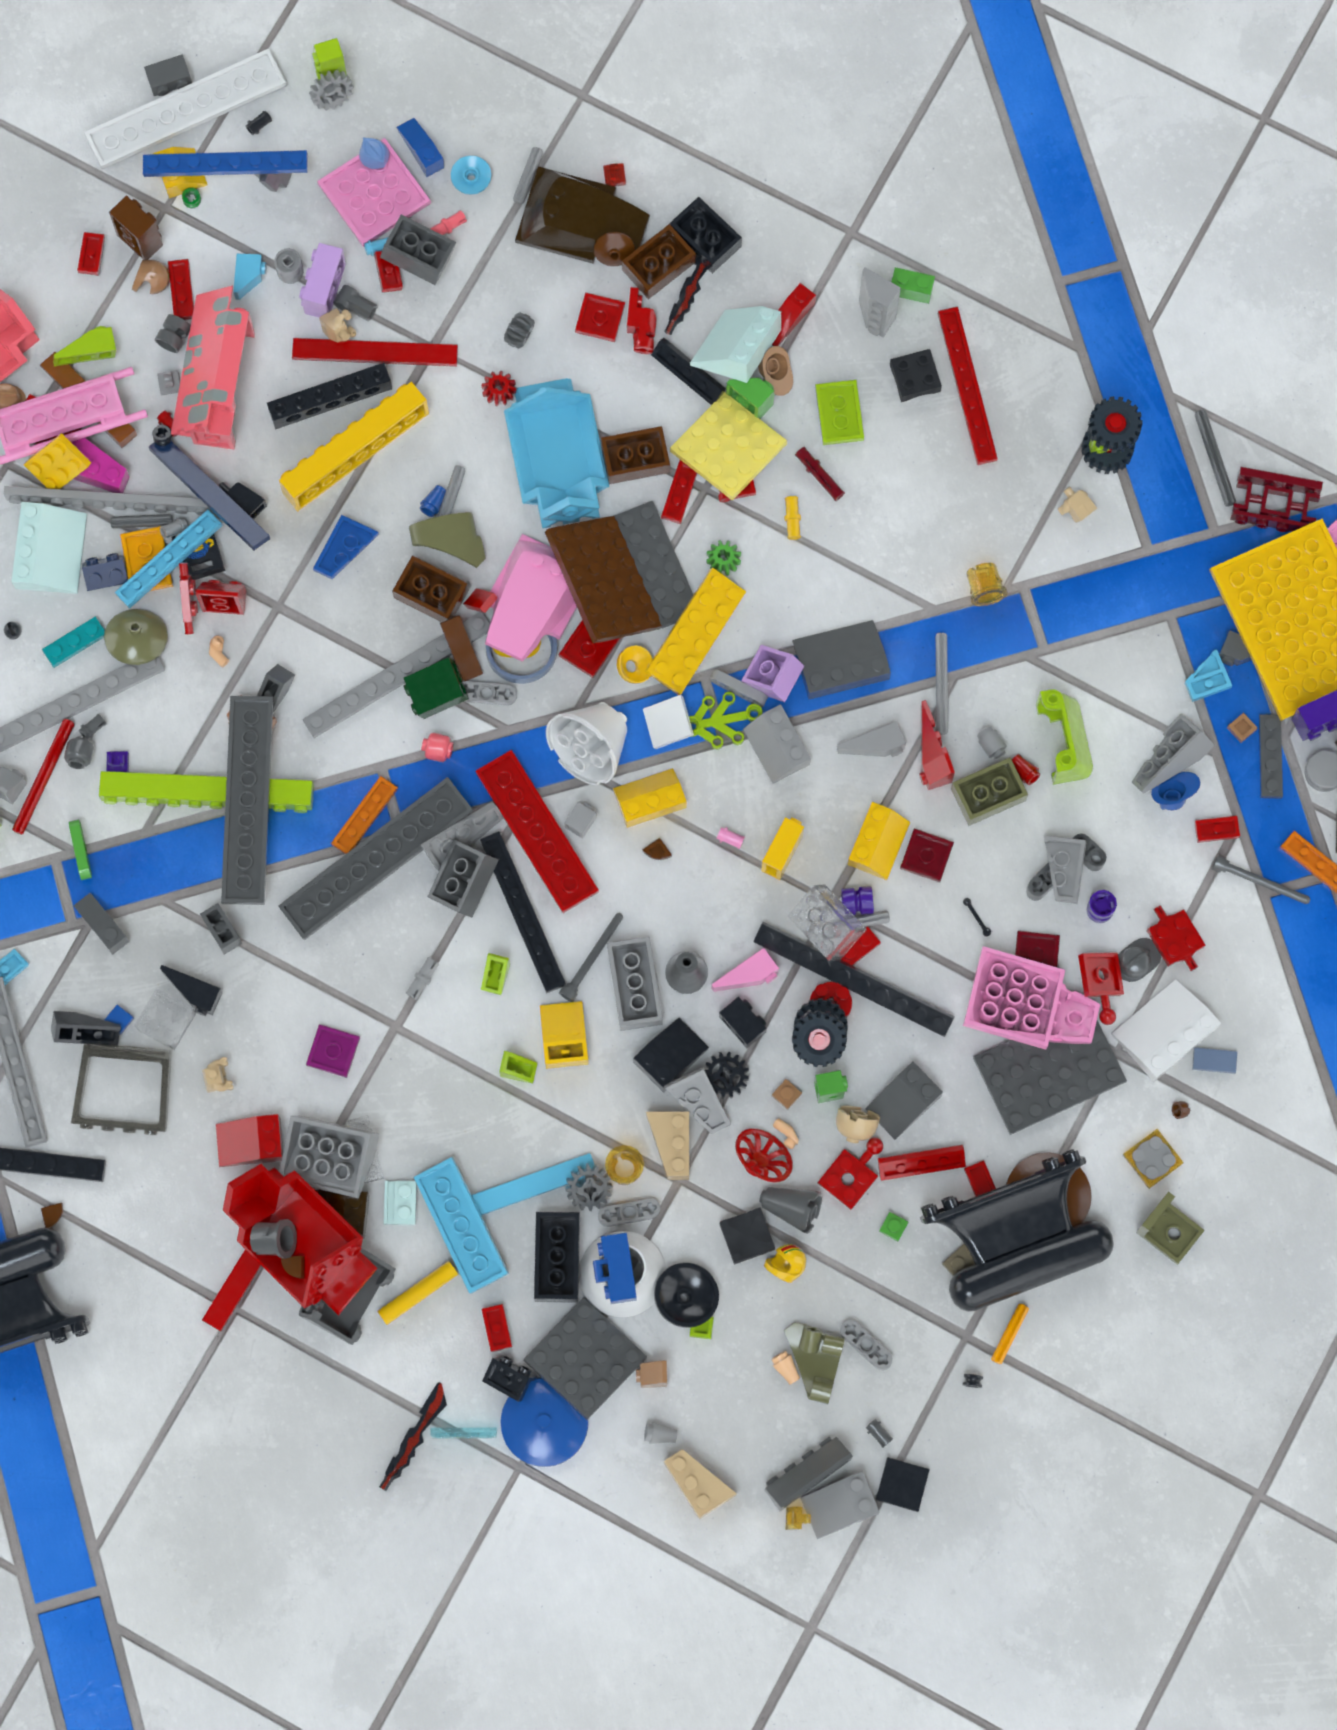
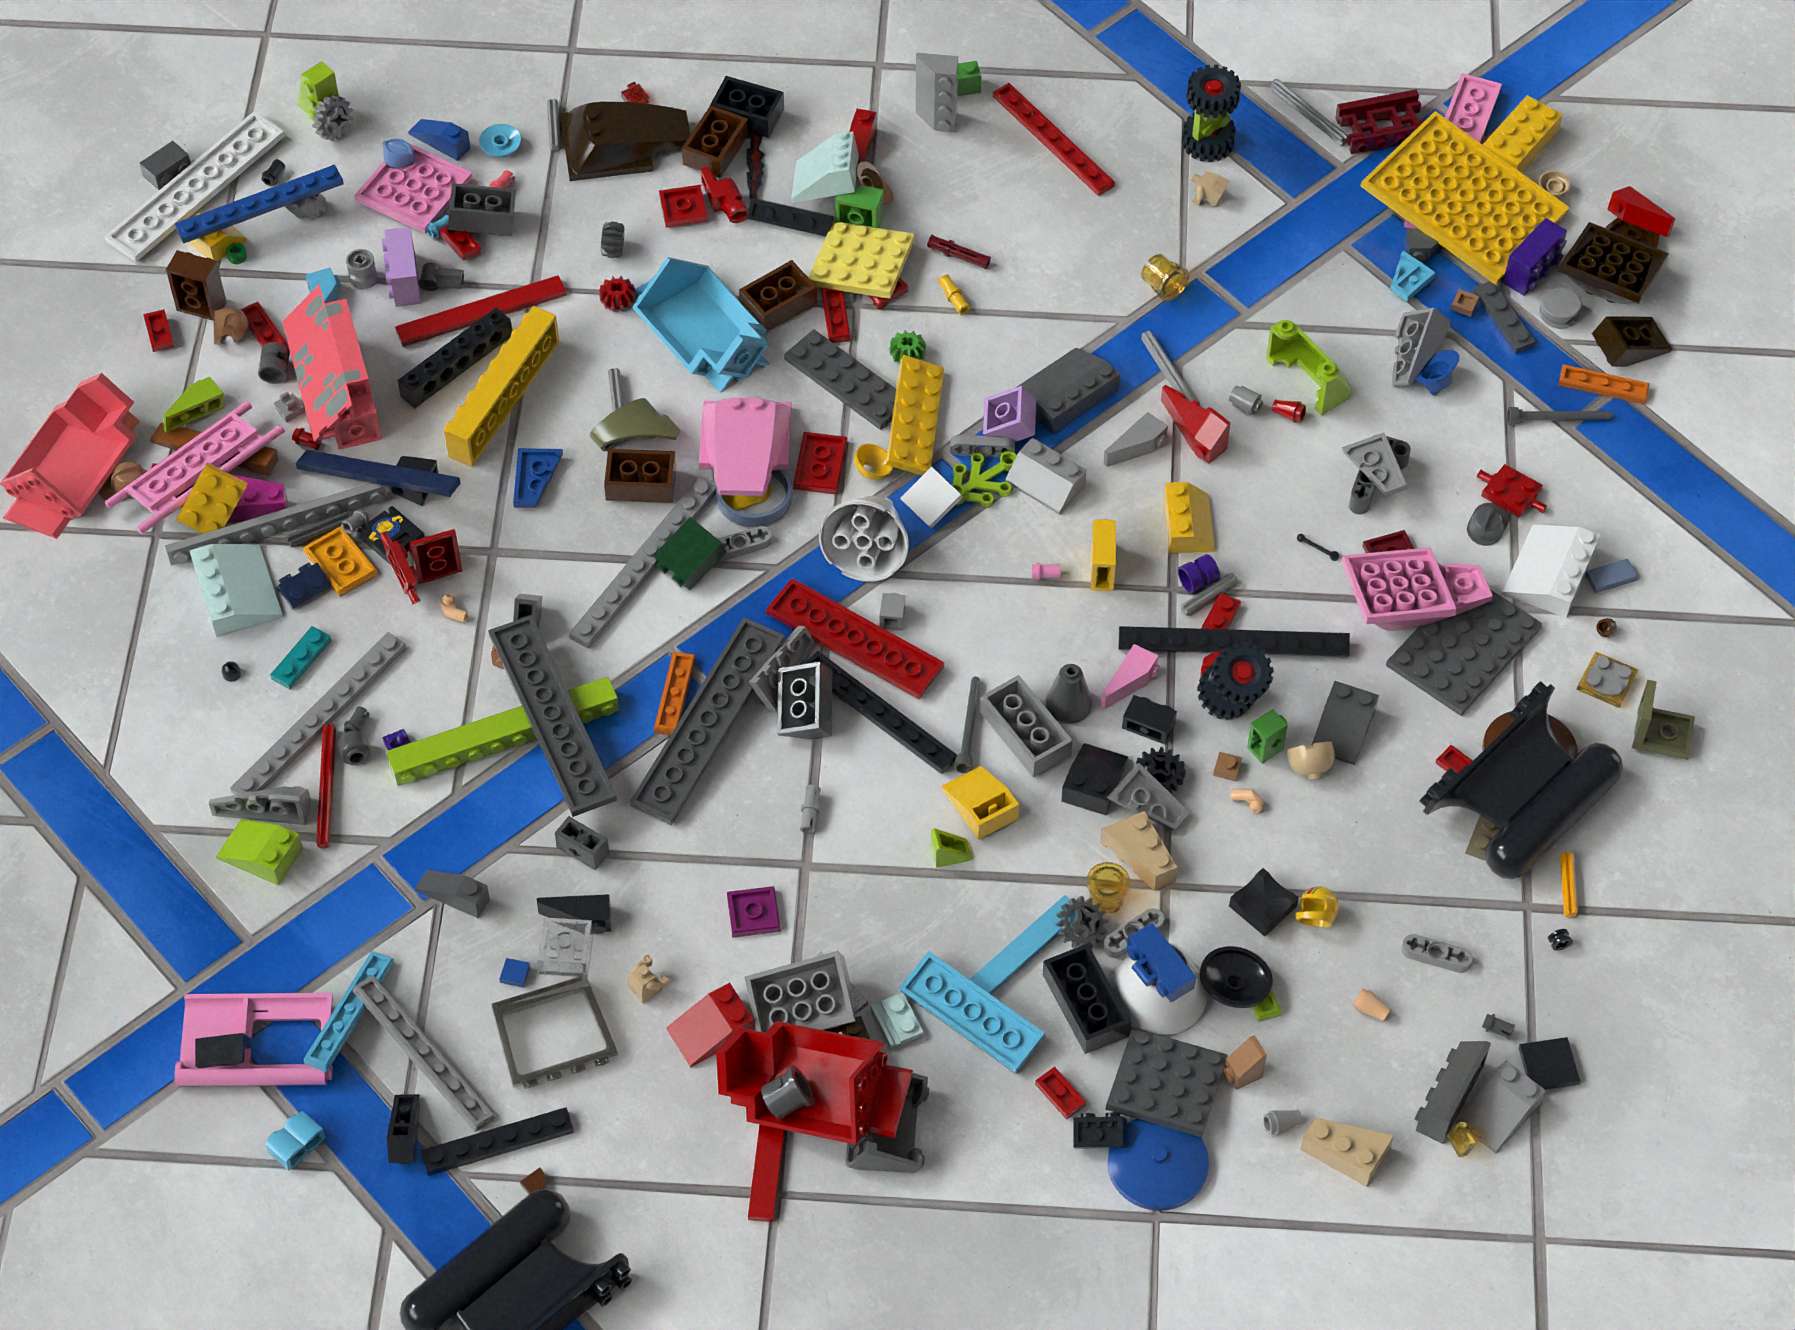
camera: 25 degrees left, 20 degrees down
(80, 849) = (397, 833): bright green beam -> none
(83, 1029) = (482, 991): black slope -> none
(139, 645) = (362, 626): olive dish -> none
(162, 429) = (305, 448): black bush -> none
(168, 558) = (363, 547): medium azure tile -> none
(294, 1266) = (822, 1112): reddish brown tile -> none
(335, 327) = (432, 298): tan piece -> none
(417, 1292) = (960, 1095): yellow piece -> none
(431, 1409) = (1030, 1235): black sword -> none
(432, 502) = (602, 406): blue cone -> none
(437, 747) = (717, 603): coral head -> none
(461, 648) = (693, 506): reddish brown tile -> none
(463, 1433) = (1081, 1205): clear light blue tile -> none
(480, 600) = (694, 464): red tile -> none
(495, 973) = (881, 772): lime slope -> none
(603, 579) = (805, 400): reddish brown plate -> none
(613, 248) = (660, 142): reddish brown dish -> none
(650, 797) = (951, 568): yellow slope -> none
(657, 850) = (981, 610): reddish brown tile -> none
(759, 1161) = (1236, 832): red wheel -> none
(793, 1206) = (1292, 855): dark grey cone -> none
(816, 1358) = (1395, 983): olive panel -> none
(826, 922) = (1182, 597): clear brick -> none
(839, 412) = (949, 198): lime plate -> none
(862, 1175) = (1324, 801): red plate -> none
(893, 1226) = (1399, 838): bright green plate -> none
(915, 375) = (1002, 145): black brick -> none
(921, 1162) = (1393, 769): red plate -> none
(926, 855) = (1240, 515): dark red tile -> none
(989, 791) = (1268, 436): olive brick -> none
(1096, 987) = (1468, 548): red plate -> none
(1101, 906) = (1429, 488): dark purple wheel -> none
(1217, 829) = (1493, 389): red plate -> none

